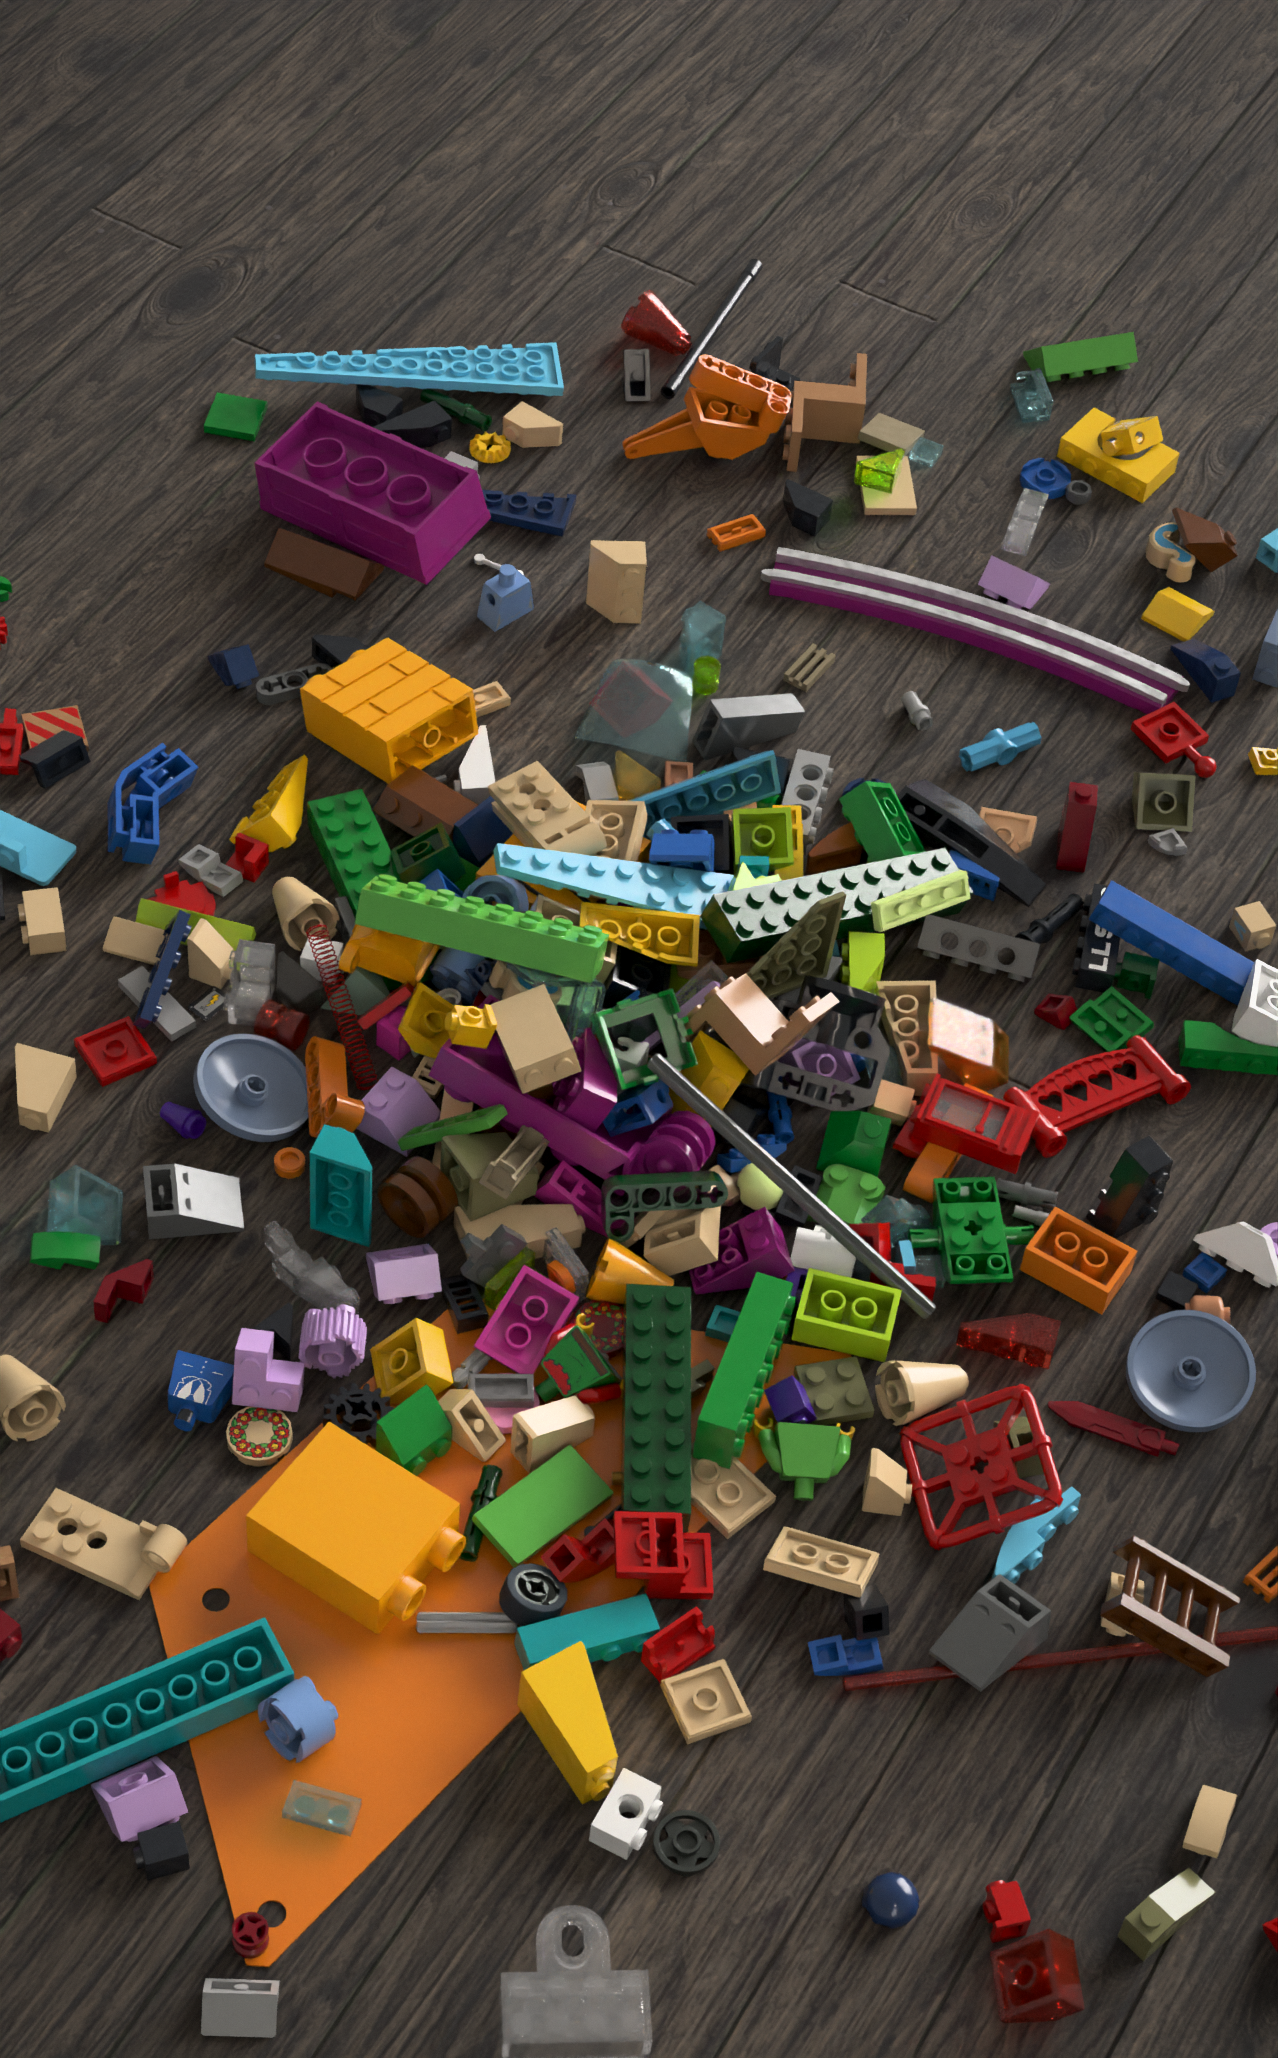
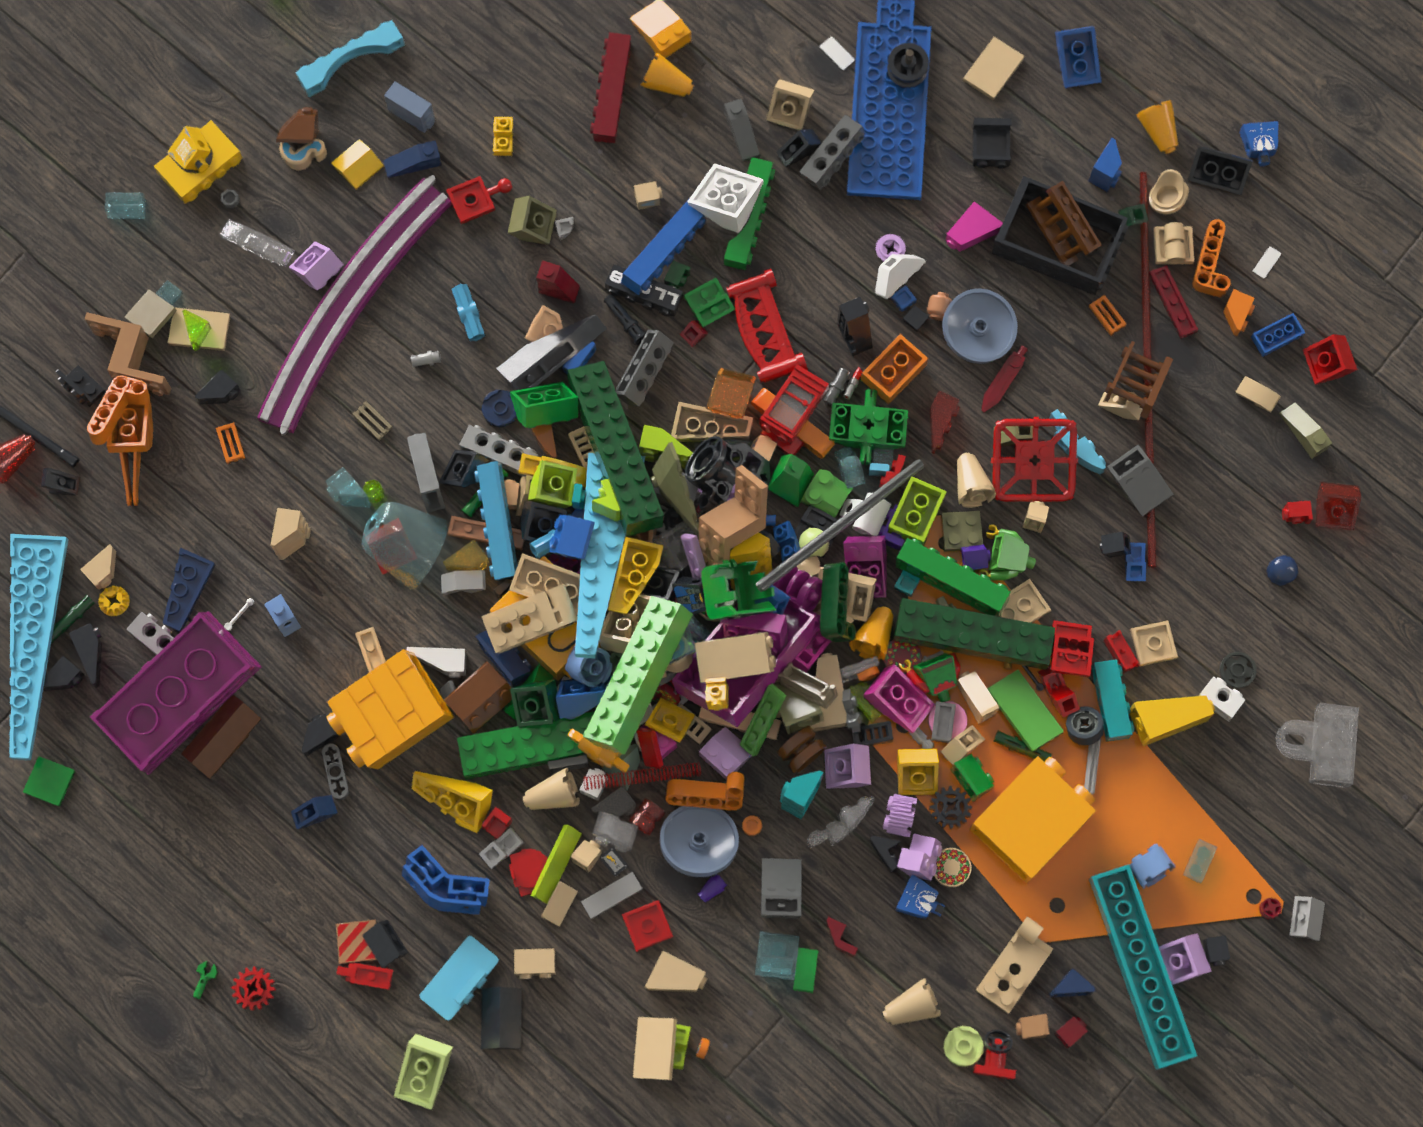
camera: 75 degrees left, 25 degrees up
(76, 1615) = (1072, 985): none -> dark blue slope
(174, 932) = (599, 887): dark blue wing -> none
(821, 1561) = (1080, 562): tan tile -> none
(876, 1235) = (866, 484): red panel -> none
(920, 900) = (619, 395): yellowish green tile -> none
(1045, 477) = (209, 217): blue tile -> none
(1083, 355) = (88, 159): bright green slope -> none

